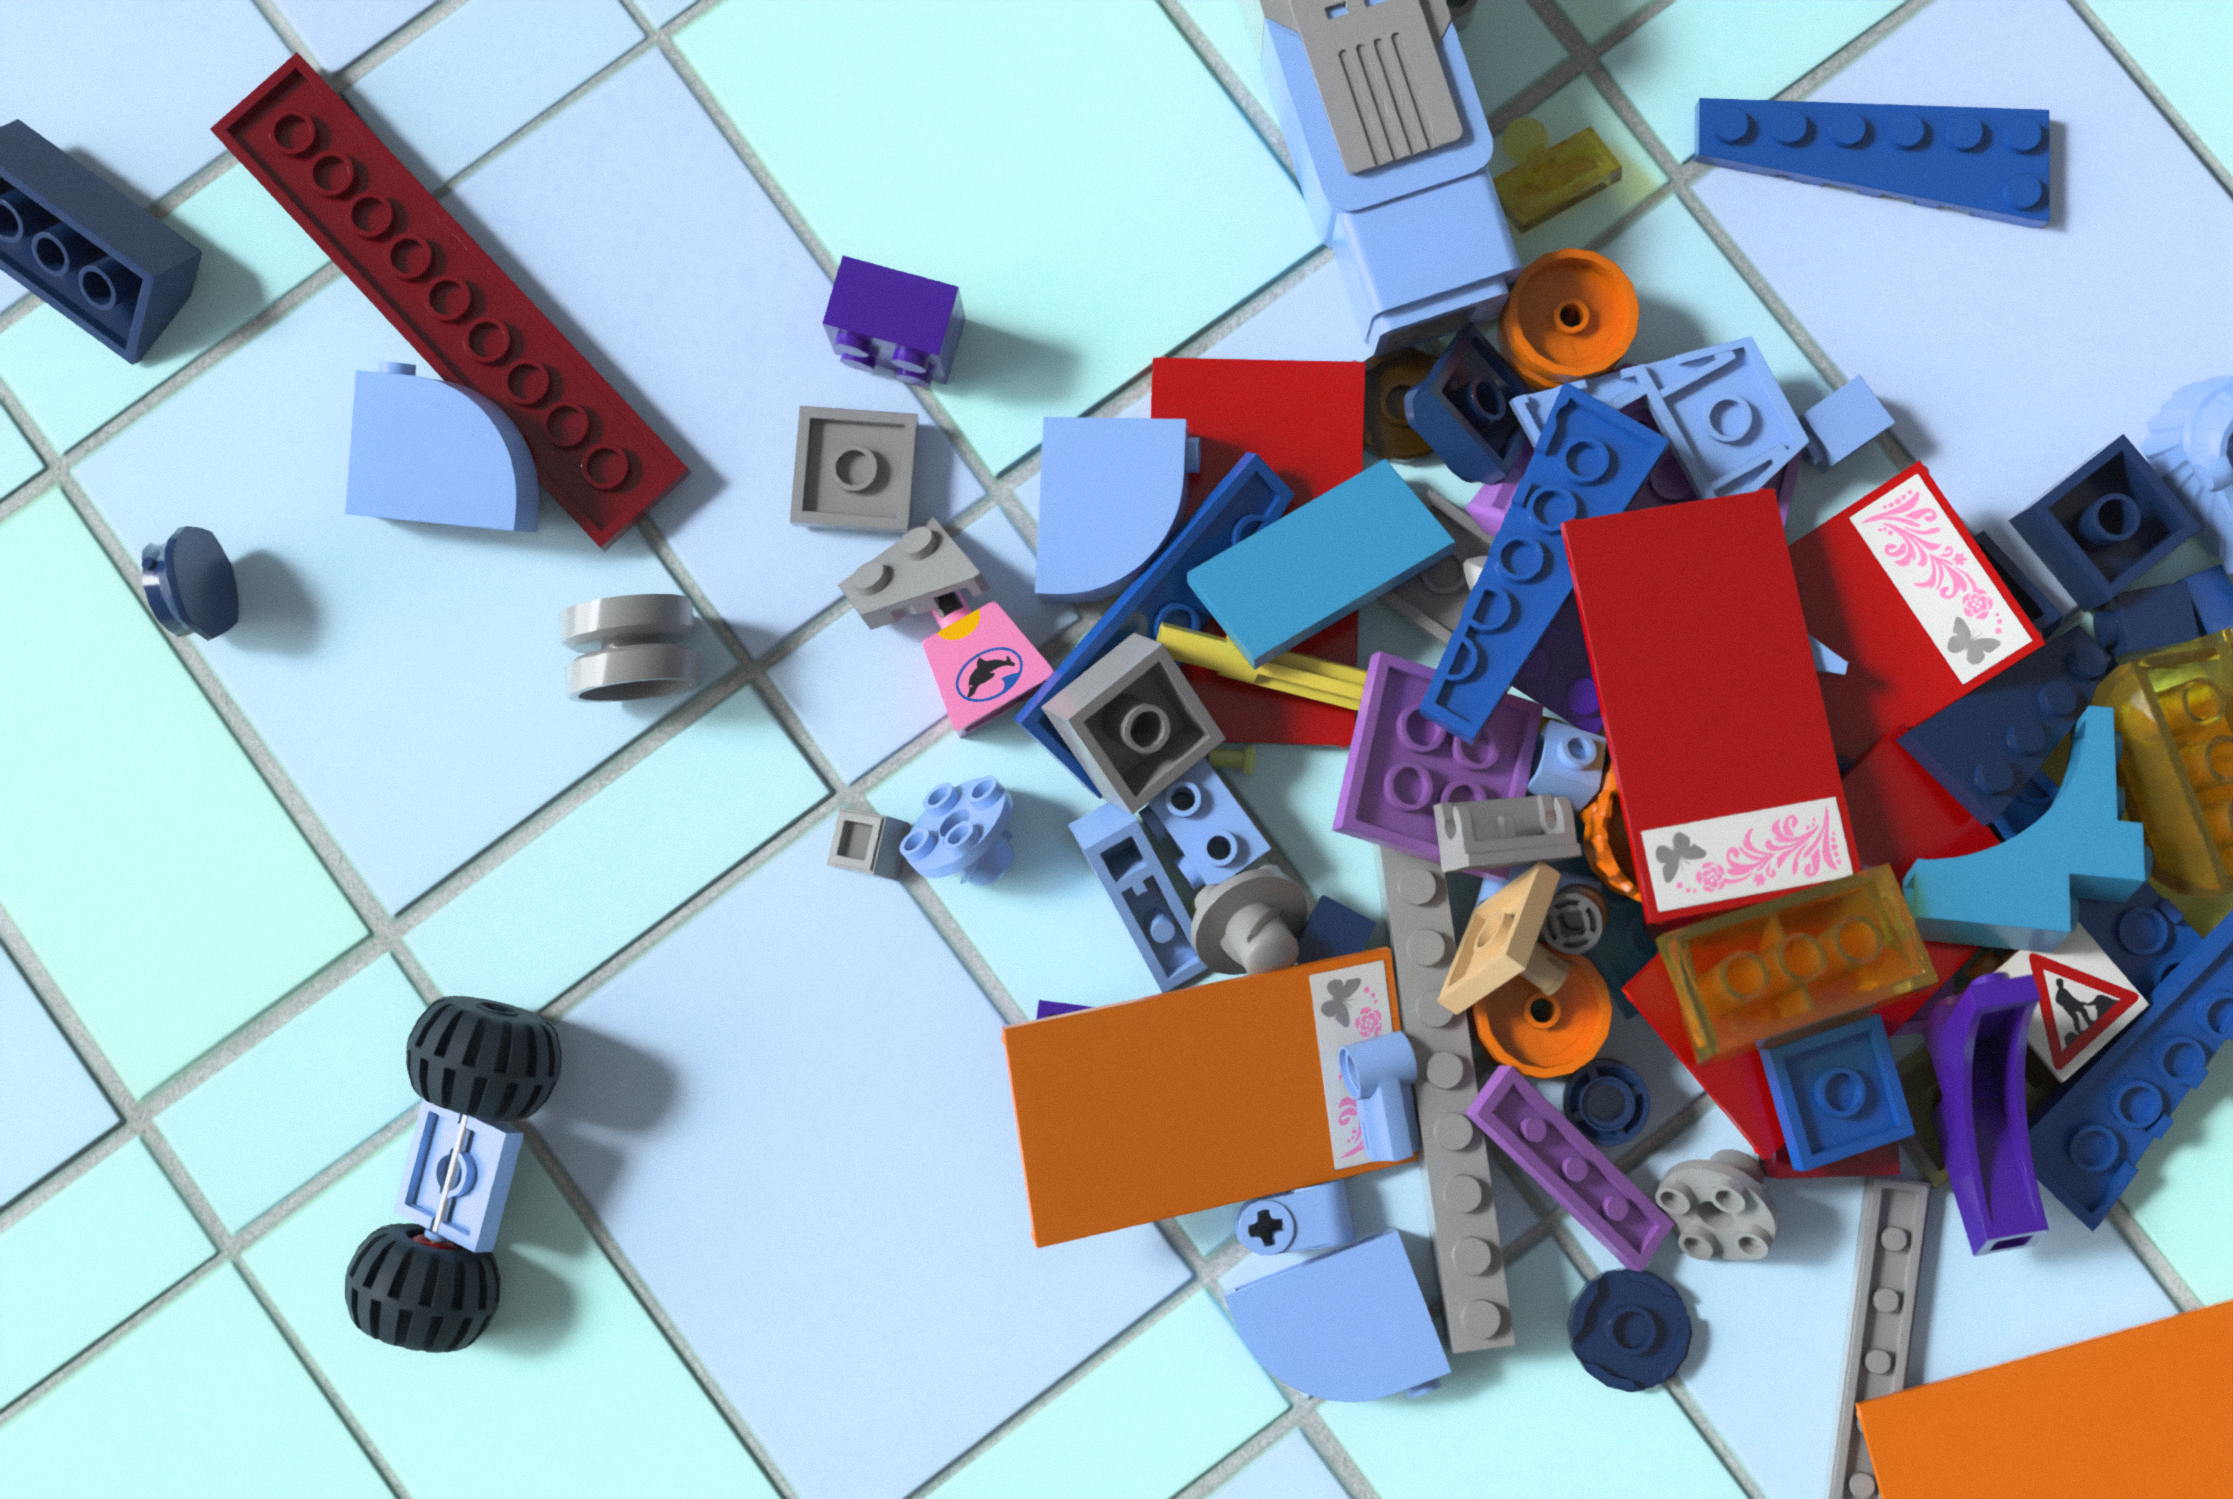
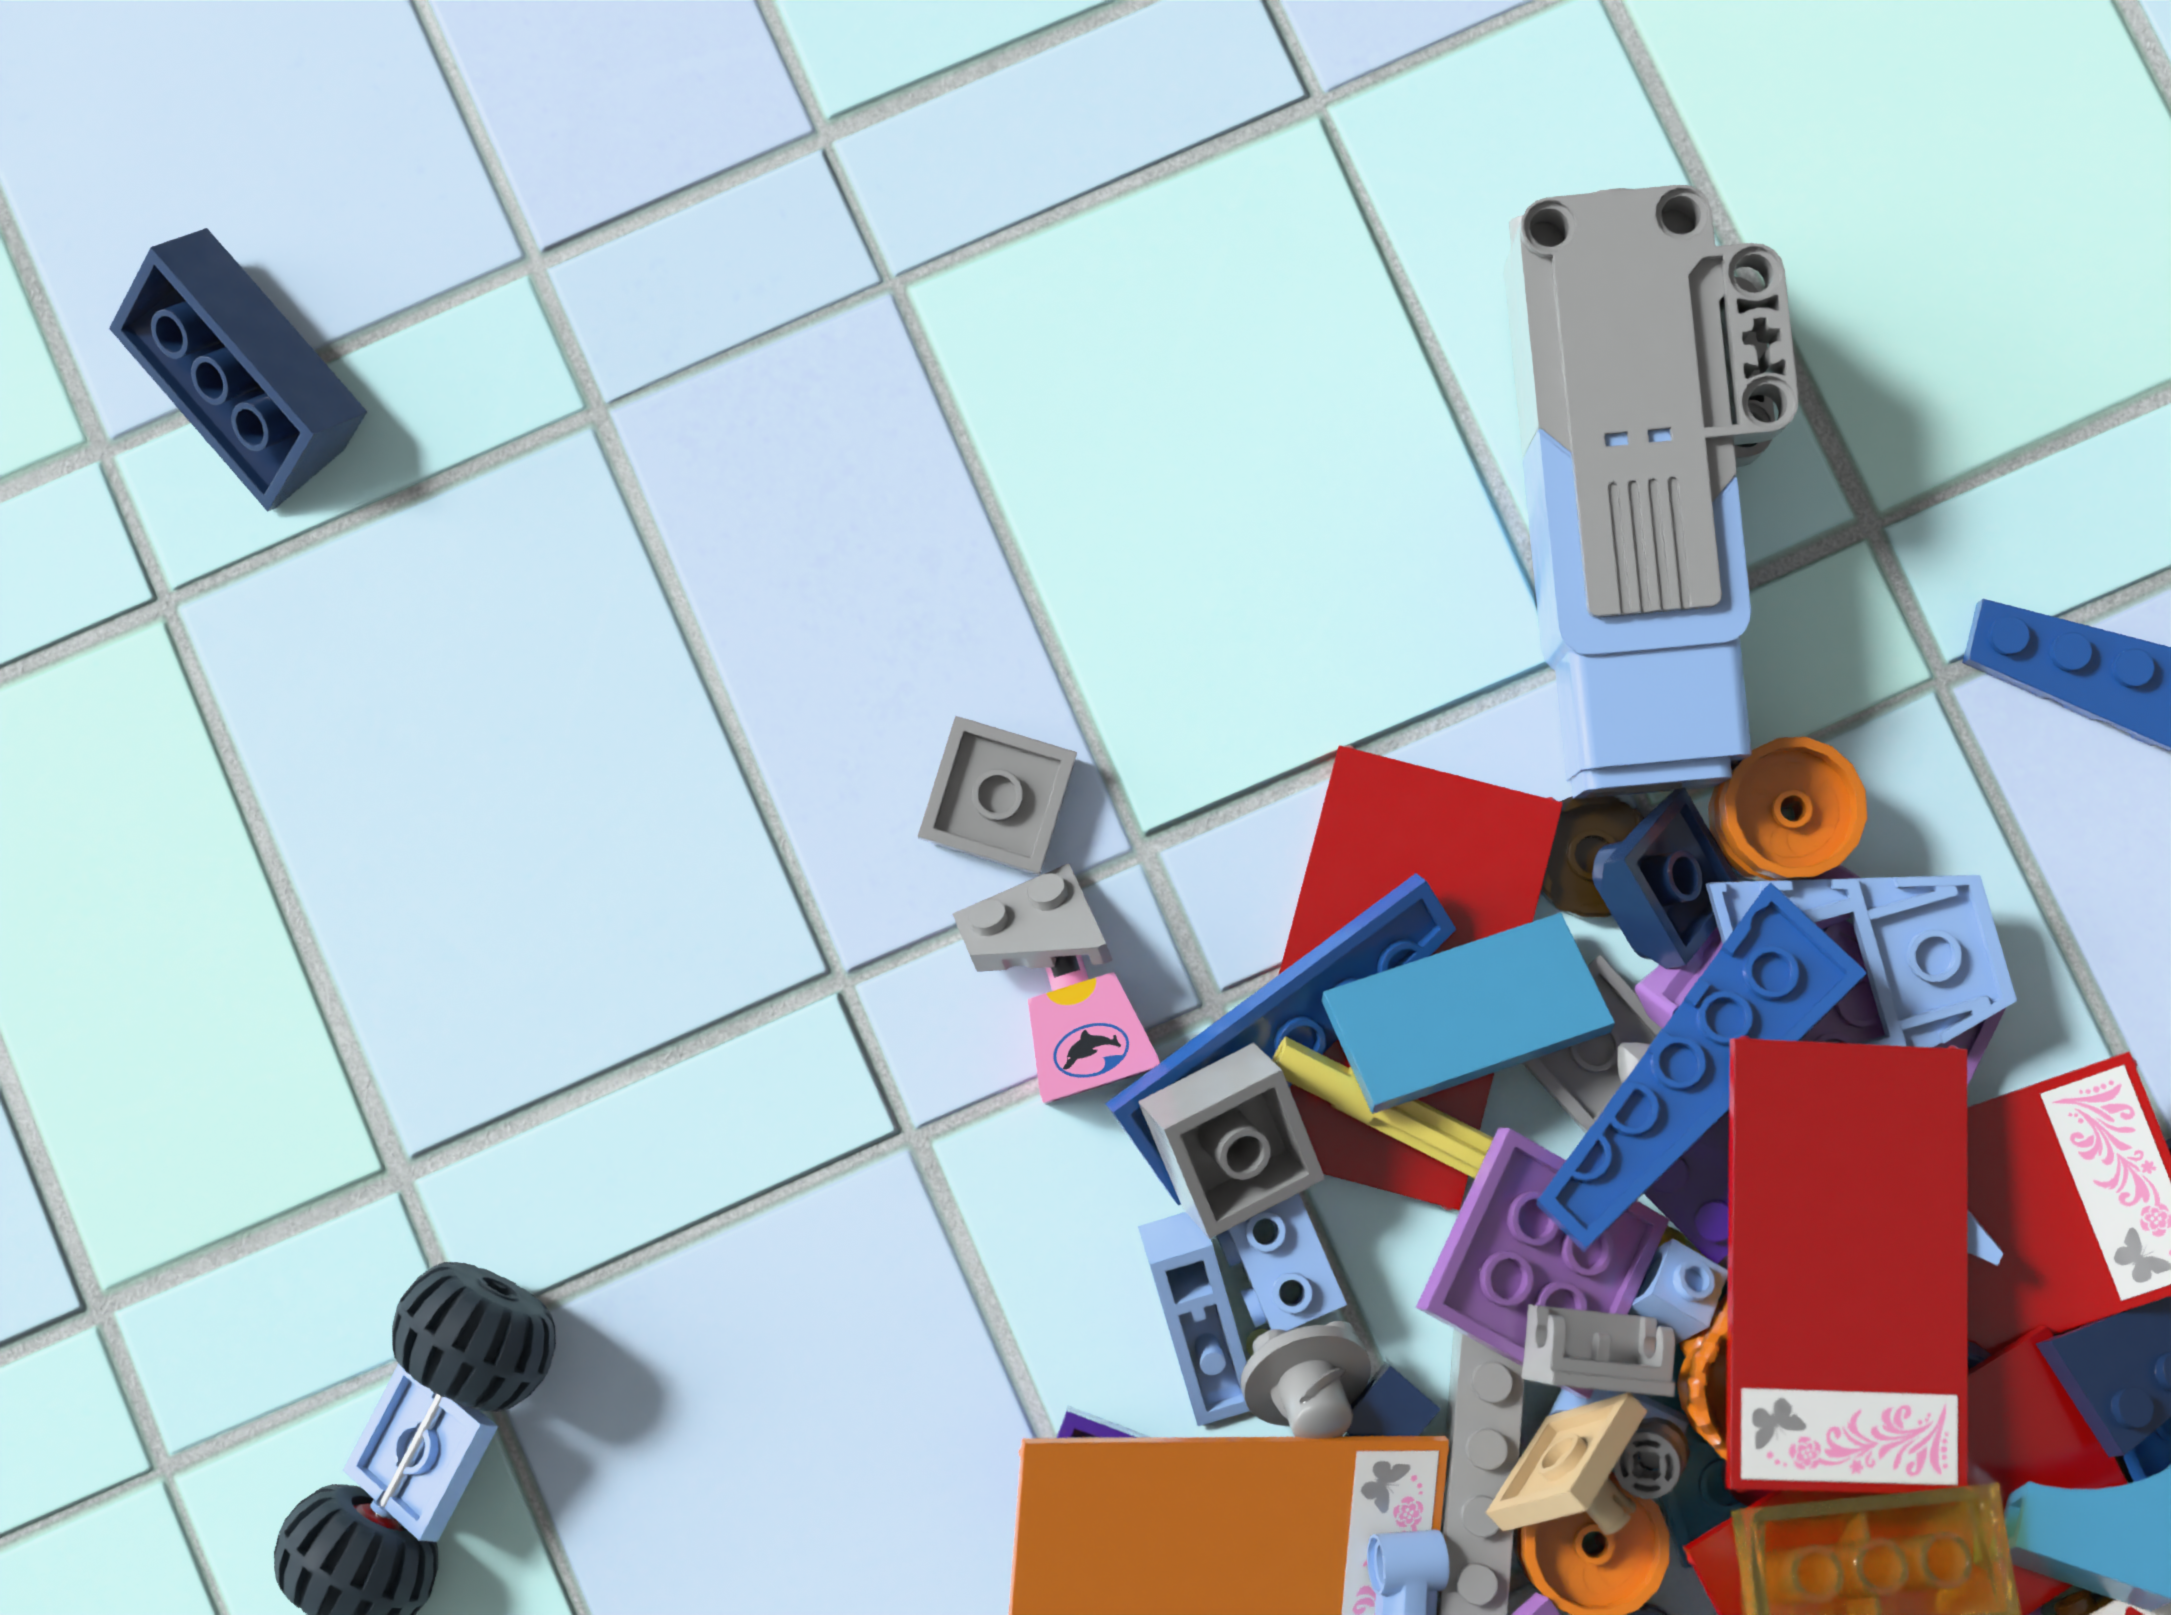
camera: 15 degrees right, 0 degrees up
(191, 584) = (278, 763): dark blue hat -> none
(437, 454) = (565, 685): light blue brick -> none
(449, 298) = (614, 521): dark red plate -> none
(629, 648) = (721, 933): light grey wheel -> none
(868, 844) = (923, 1196): light grey slope -> none
(894, 322) = (1074, 652): dark purple piece -> none
(963, 832) = (1025, 1209): light blue plate -> none
(1108, 501) = (1258, 892): light blue brick -> none
(1234, 759) = (1331, 1195): yellowish green piece -> none
(1552, 177) = (1806, 649): clear yellow plate -> none
(1842, 424) = (2056, 986): light blue brick -> none

